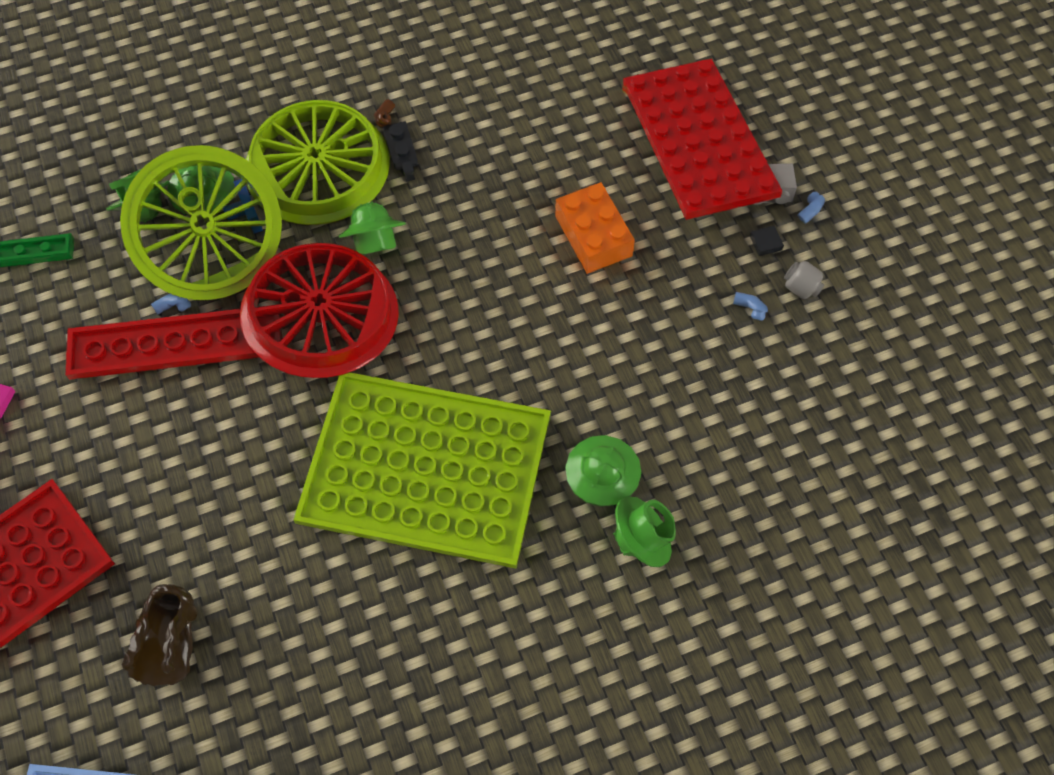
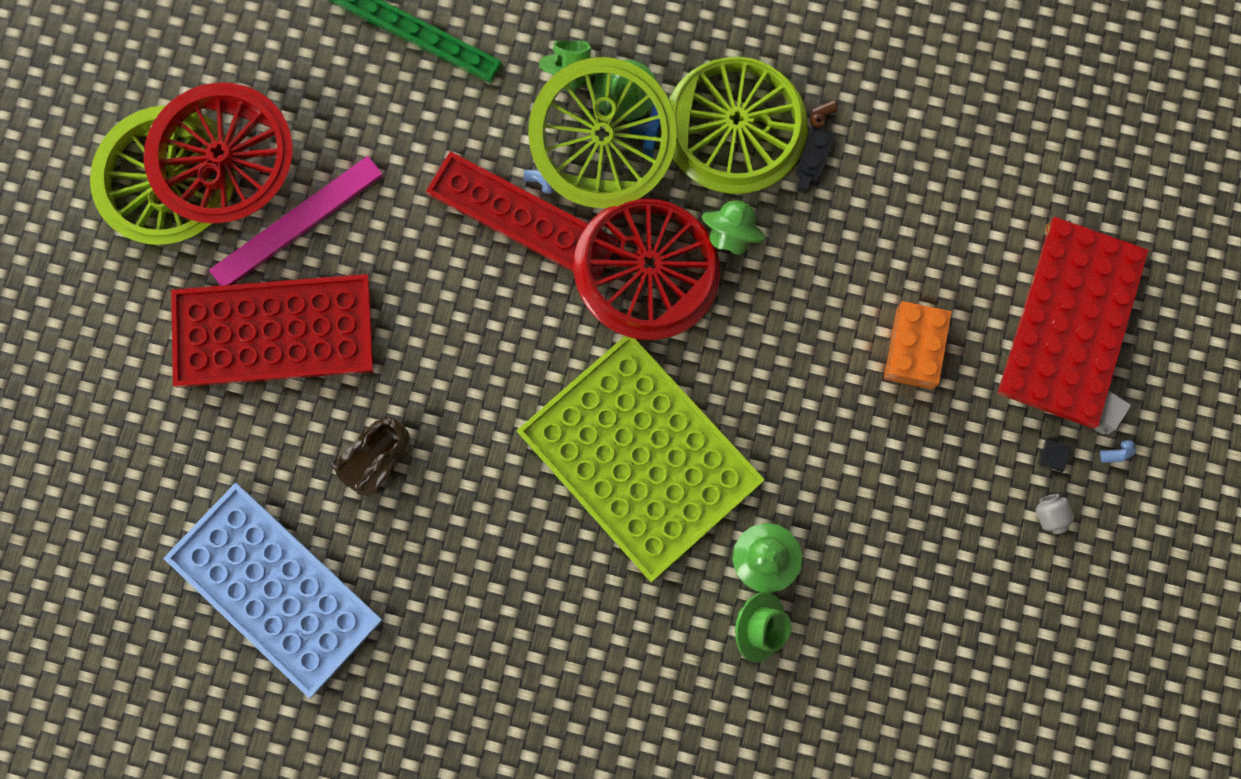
camera: 40 degrees right, 15 degrees up
(752, 302) = (997, 503): medium blue arm -> none

